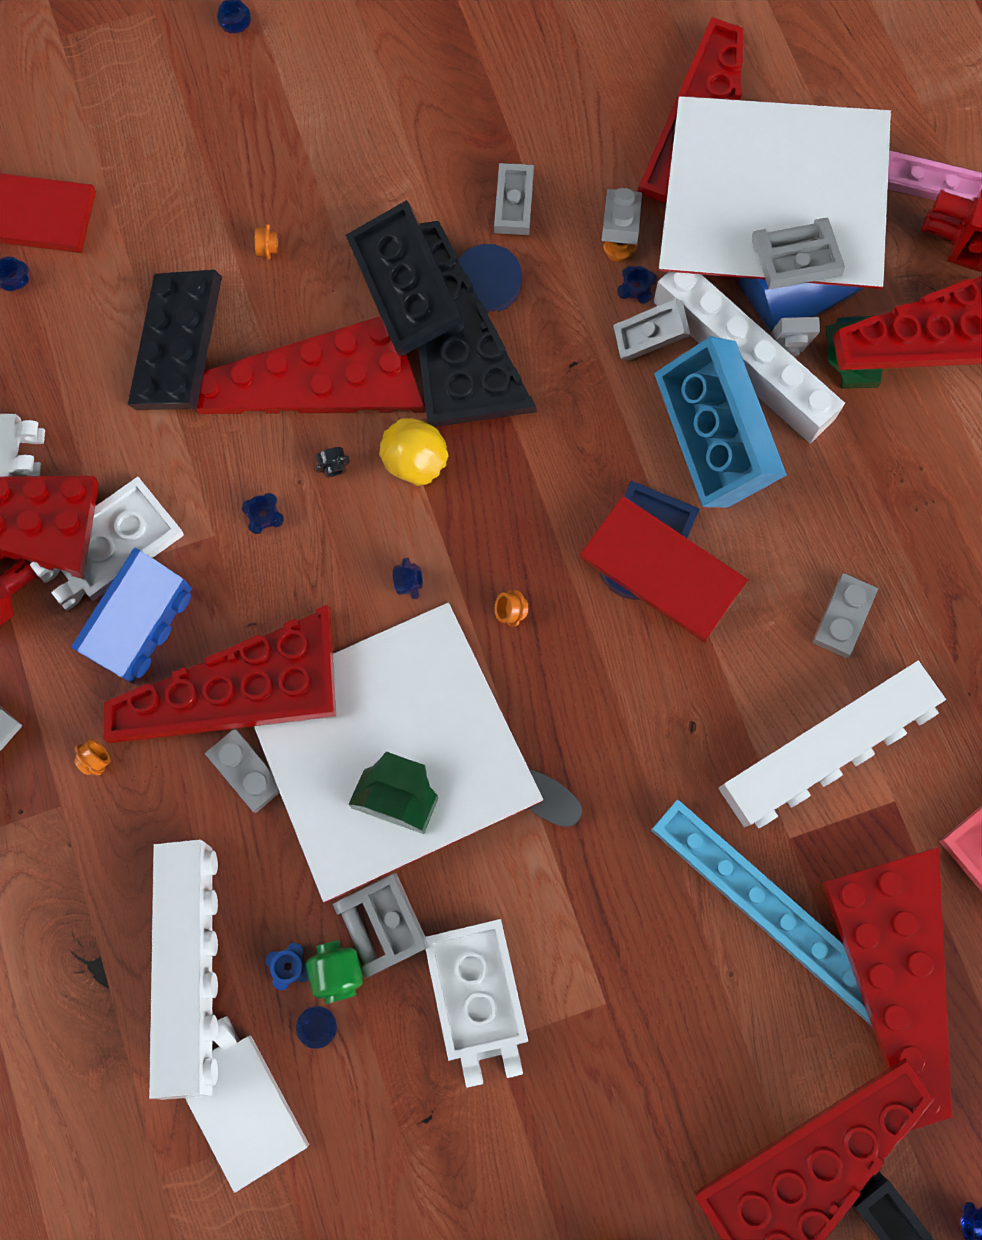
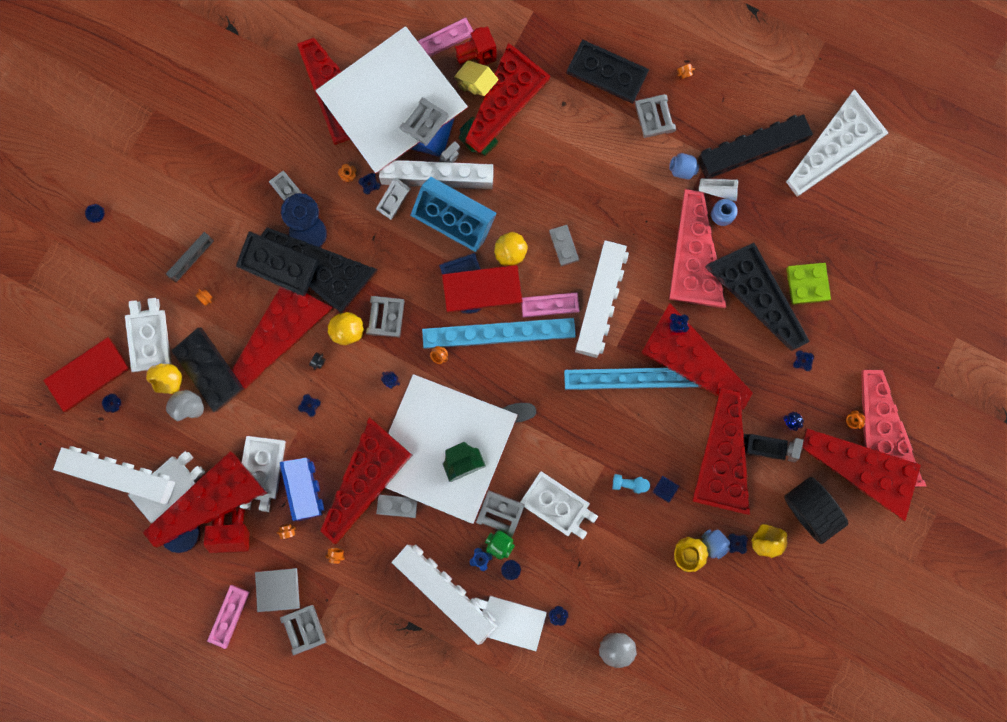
camera: 45 degrees left, 5 degrees up
(59, 659) = (286, 531): none -> orange plate
(96, 357) = (184, 404): none -> light grey hair
(107, 298) = (164, 378): none -> yellow hair
(143, 229) = (147, 336): none -> white tile
(298, 173) = (190, 257): none -> dark grey tile
(324, 1160) = (553, 616): none -> clear blue plate
(493, 493) = (391, 317): none -> light grey plate
(502, 238) = (300, 212): none -> dark blue tile
(622, 216) = (338, 161): light grey plate -> none
(630, 1084) = (638, 485): none -> medium azure leg
(631, 658) = (499, 333): none -> medium azure plate
(668, 1134) = (665, 489): none -> clear blue plate
(744, 684) = (550, 305): none -> bright pink tile
(758, 548) = (510, 249): none -> yellow hair
(917, 893) = (675, 326): none -> clear blue plate
(930, 263) = (475, 78): none -> light yellow brick

